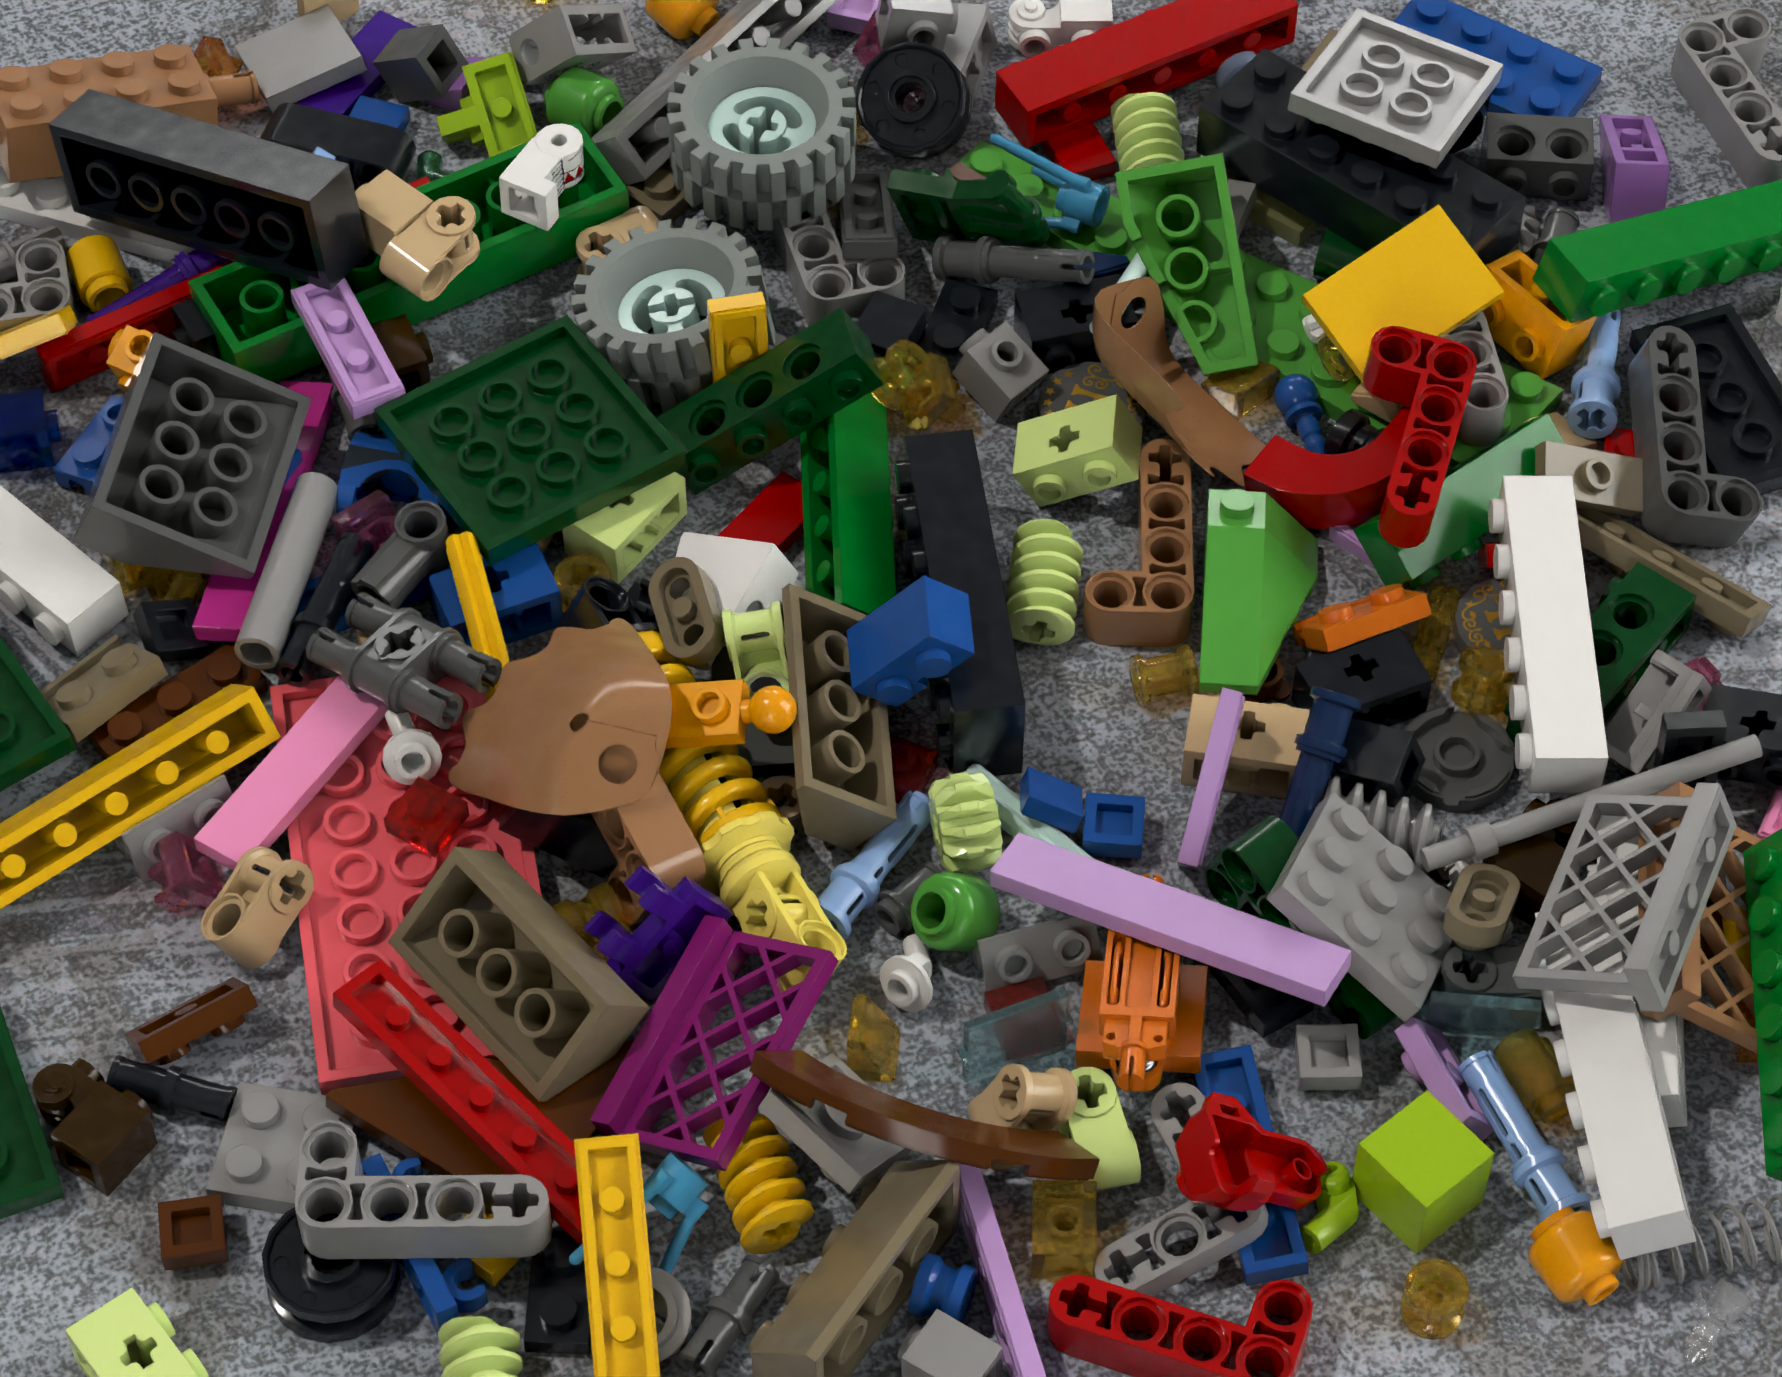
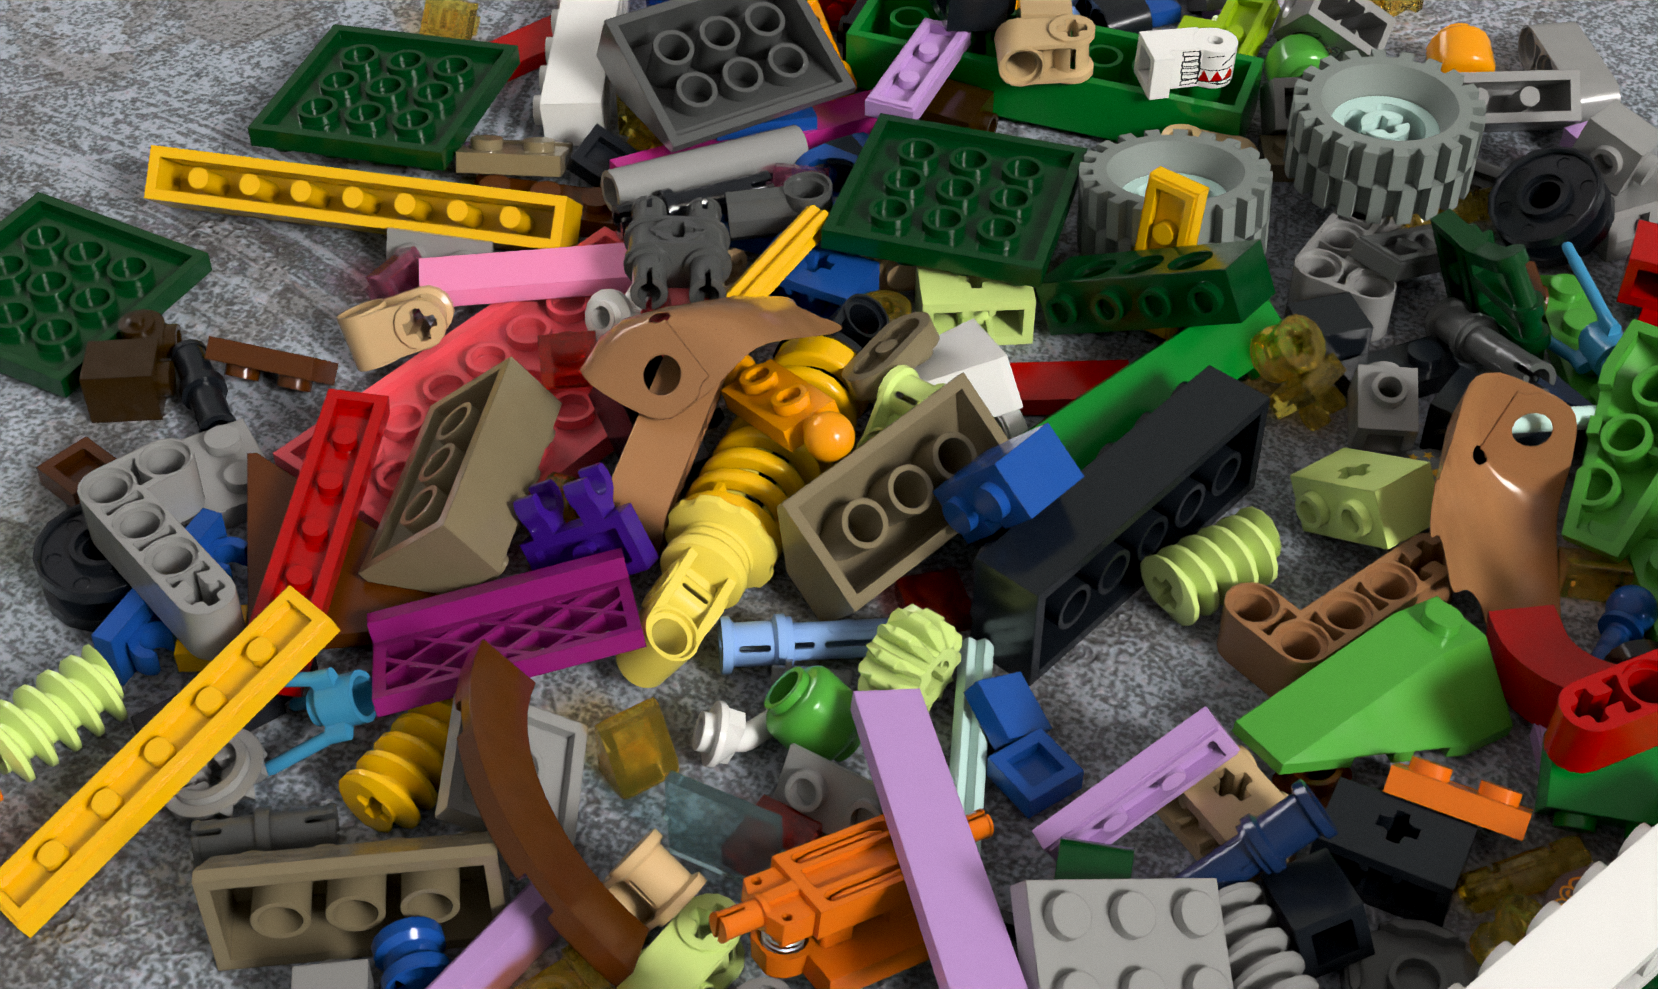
camera: 50 degrees right, 10 degrees down
(1164, 675) = (1223, 698): clear yellow bush -> none

